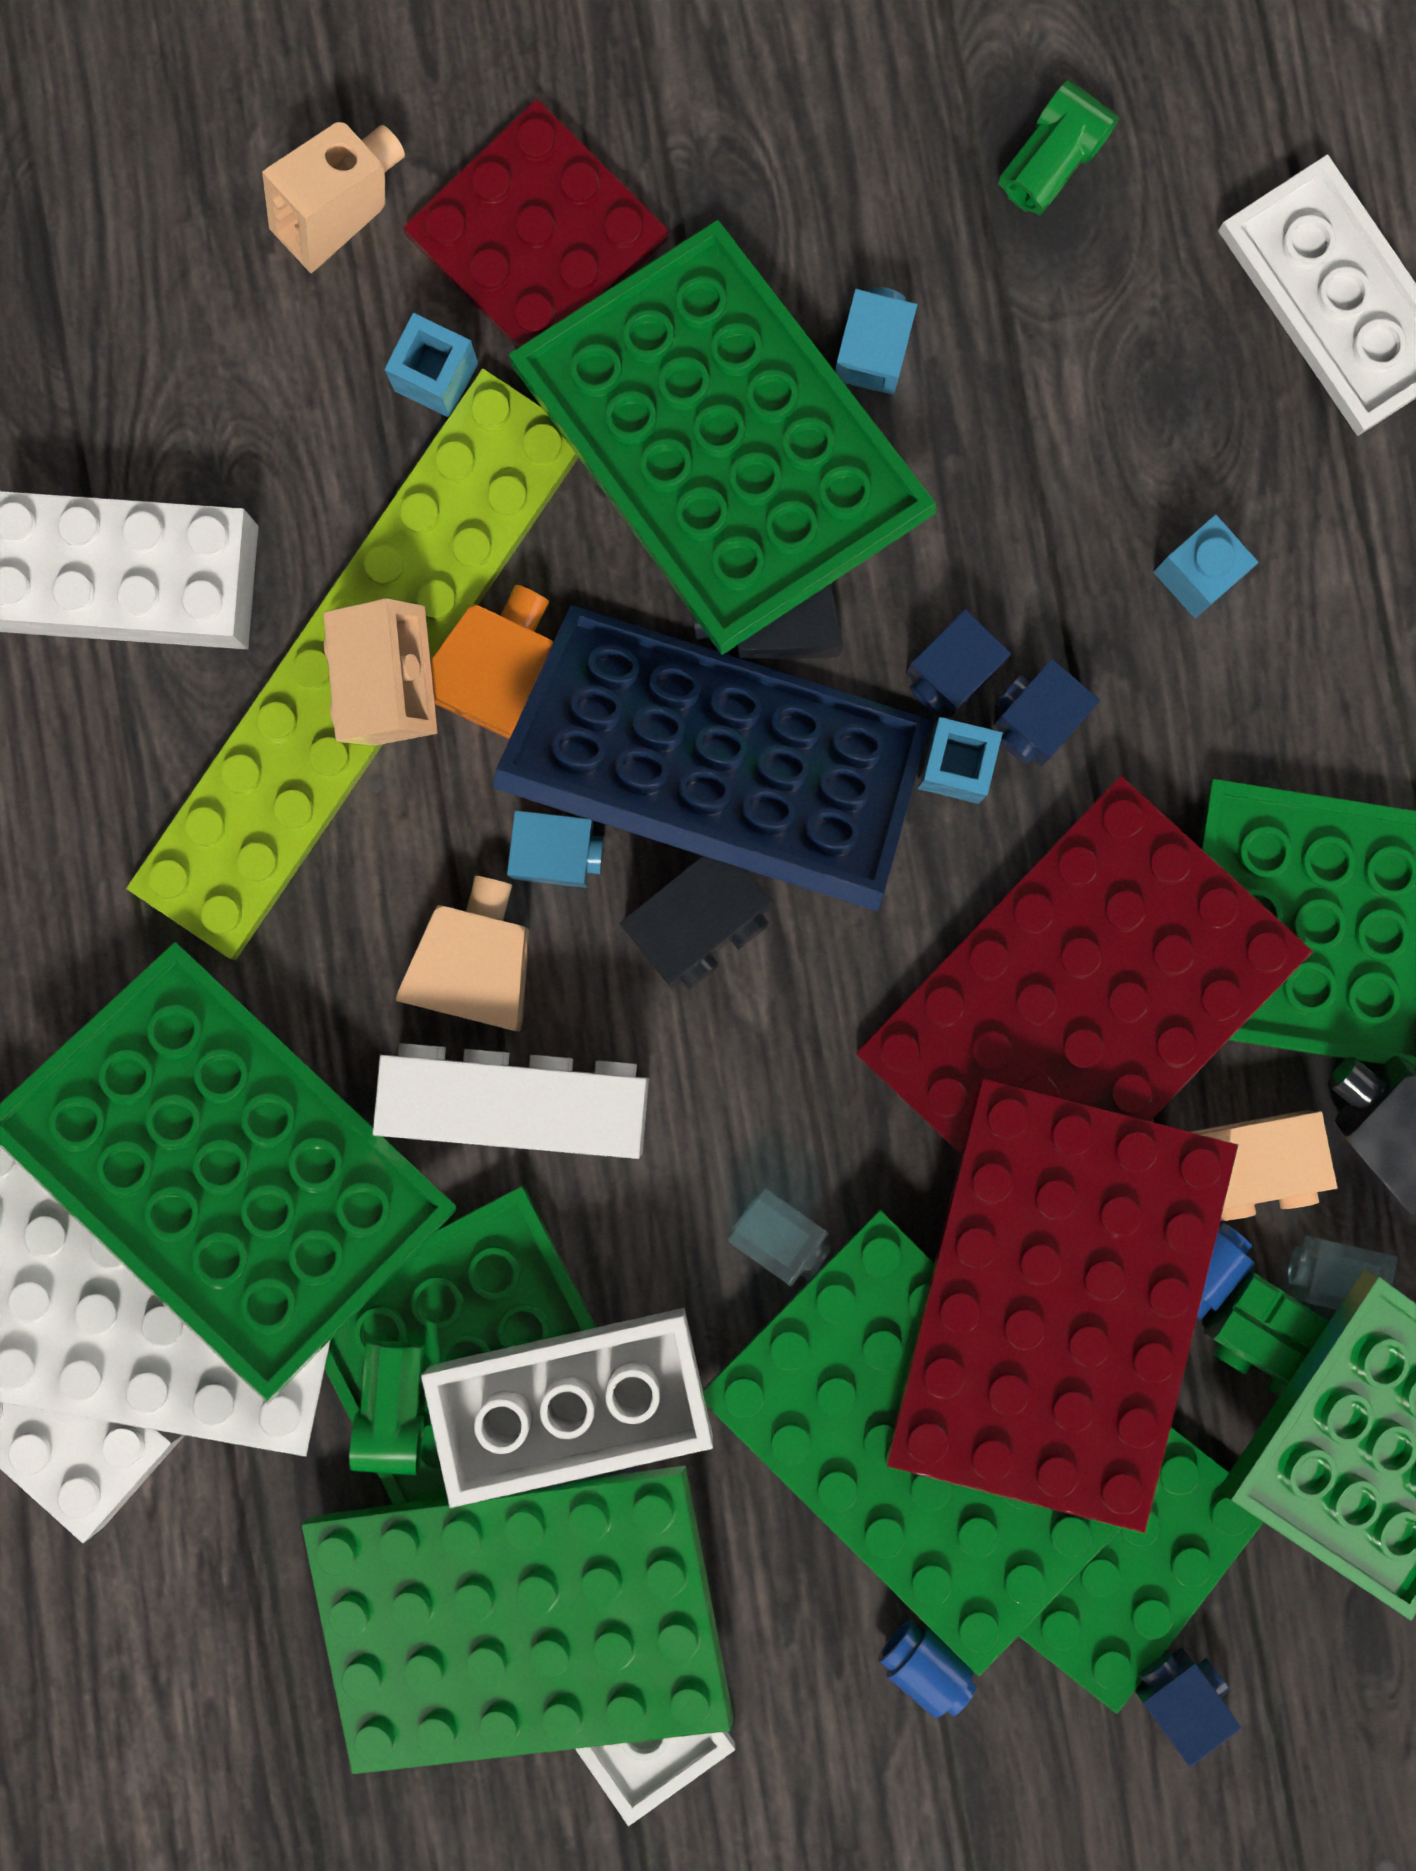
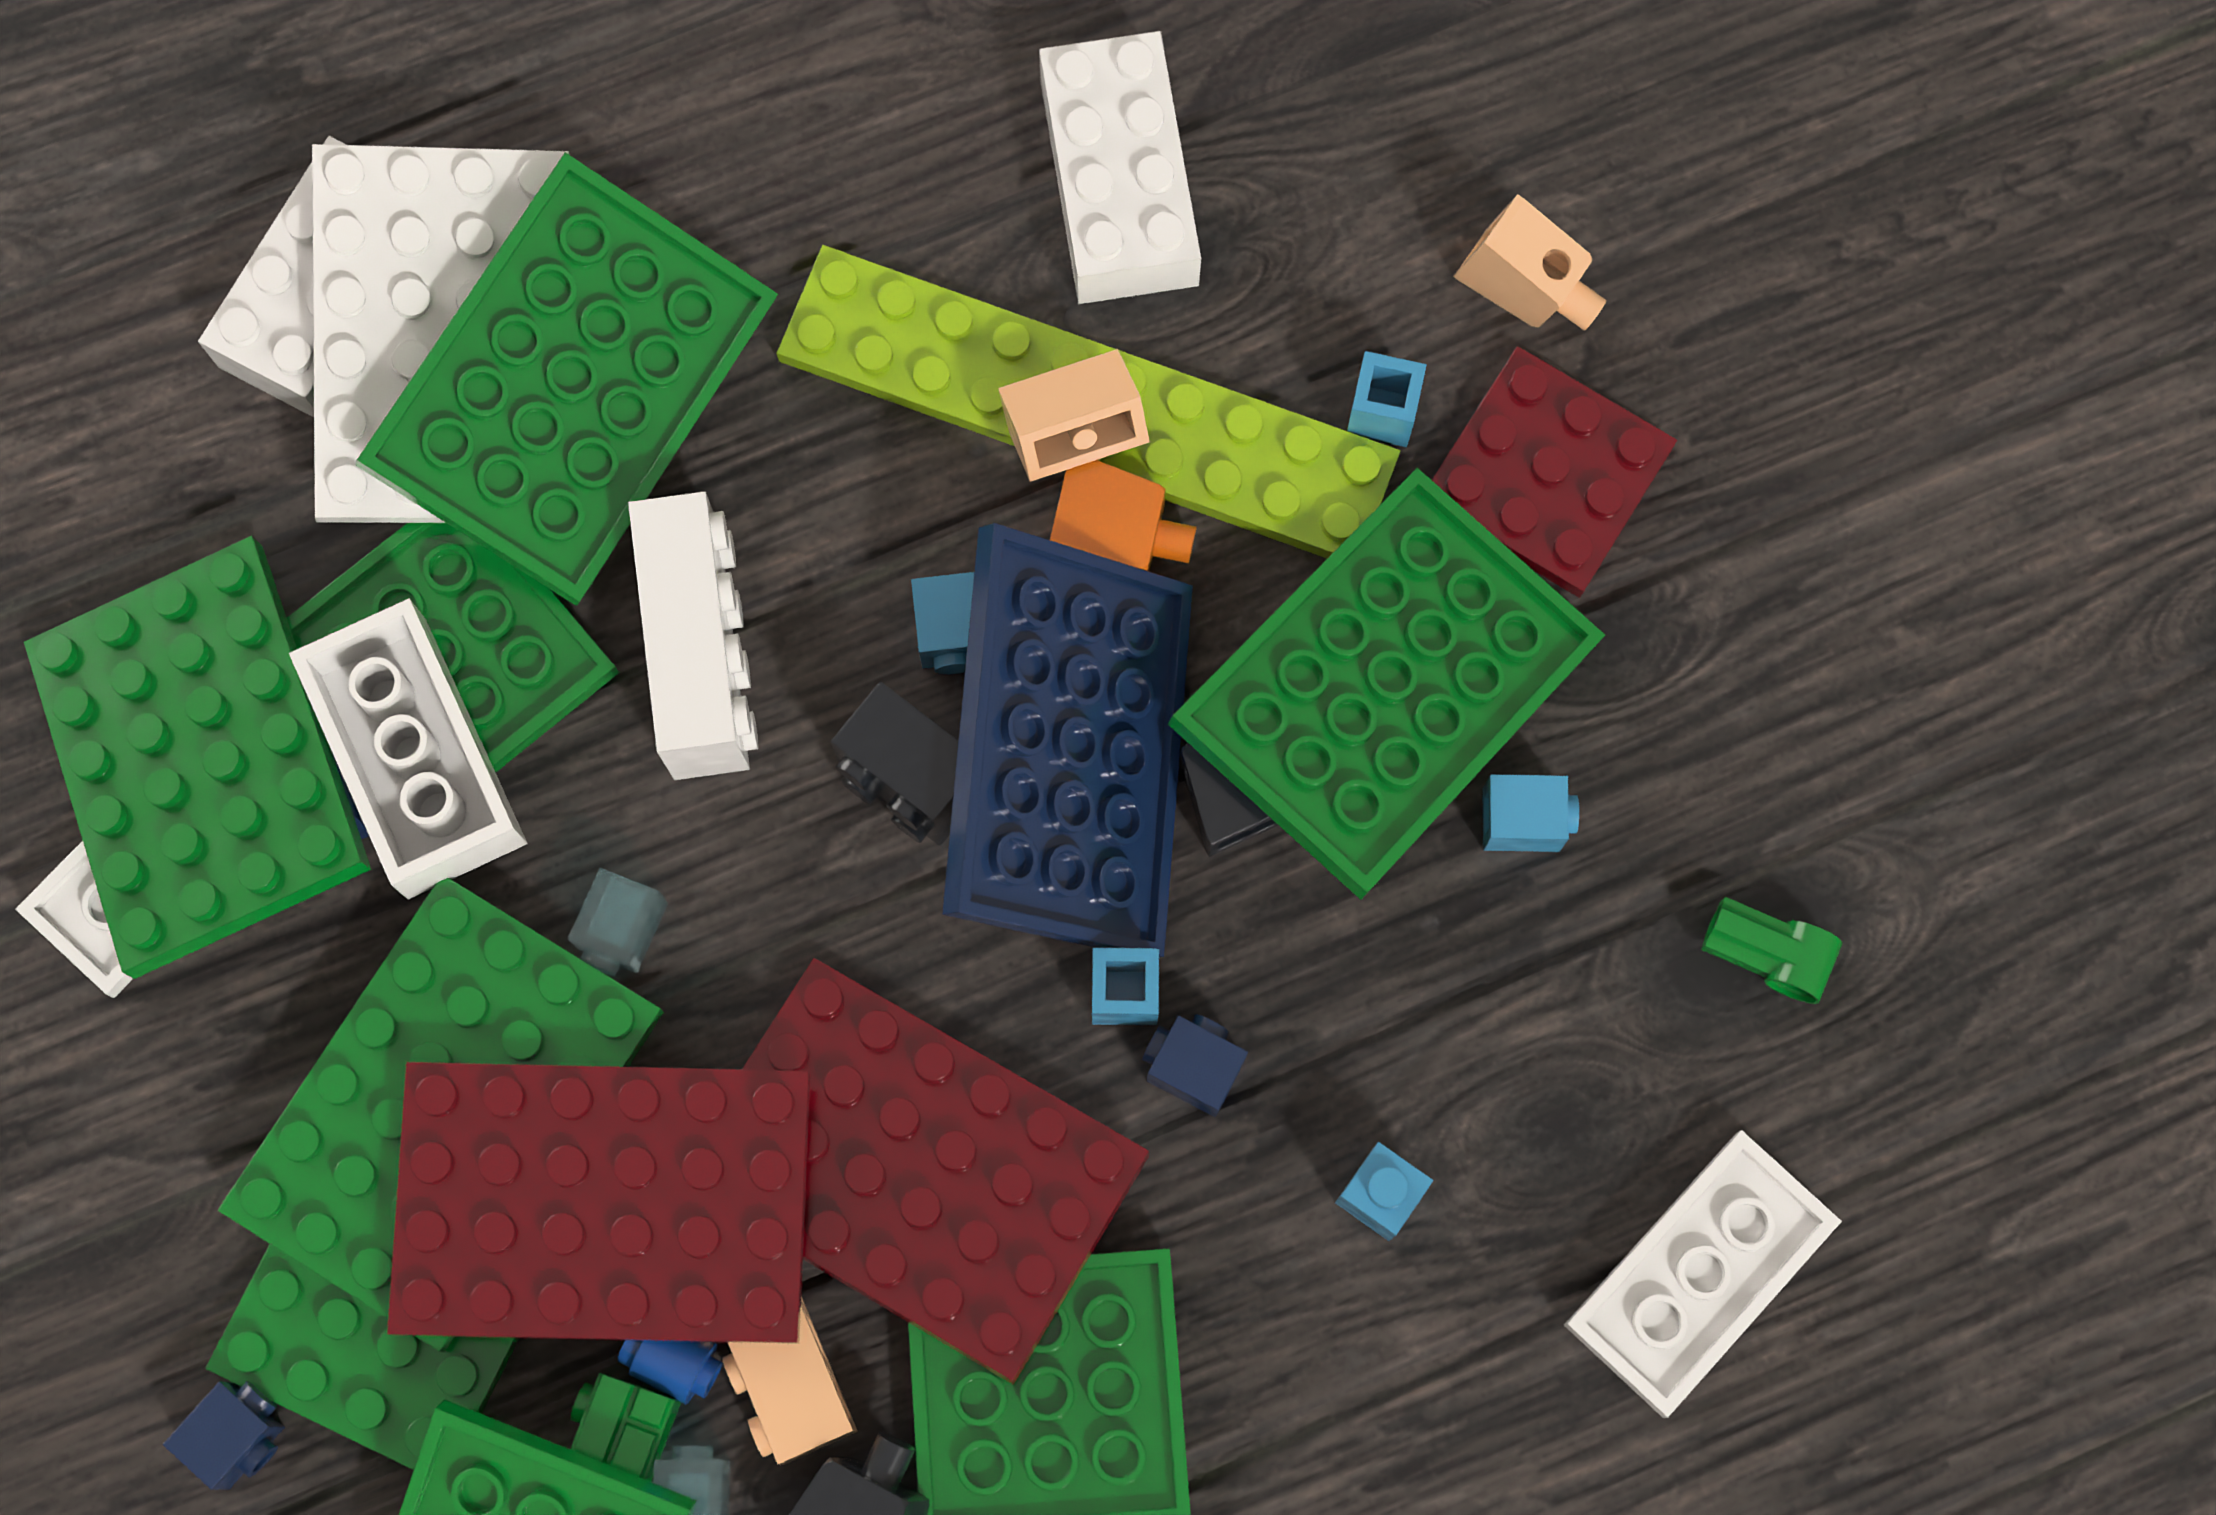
camera: 75 degrees right, 10 degrees down
(388, 1427) = (354, 588): green piece -> none
(472, 961) = (822, 572): light nougat torso -> none
(927, 1670) = (214, 1165): blue brick -> none
(956, 665) = (1221, 965): dark blue brick -> none

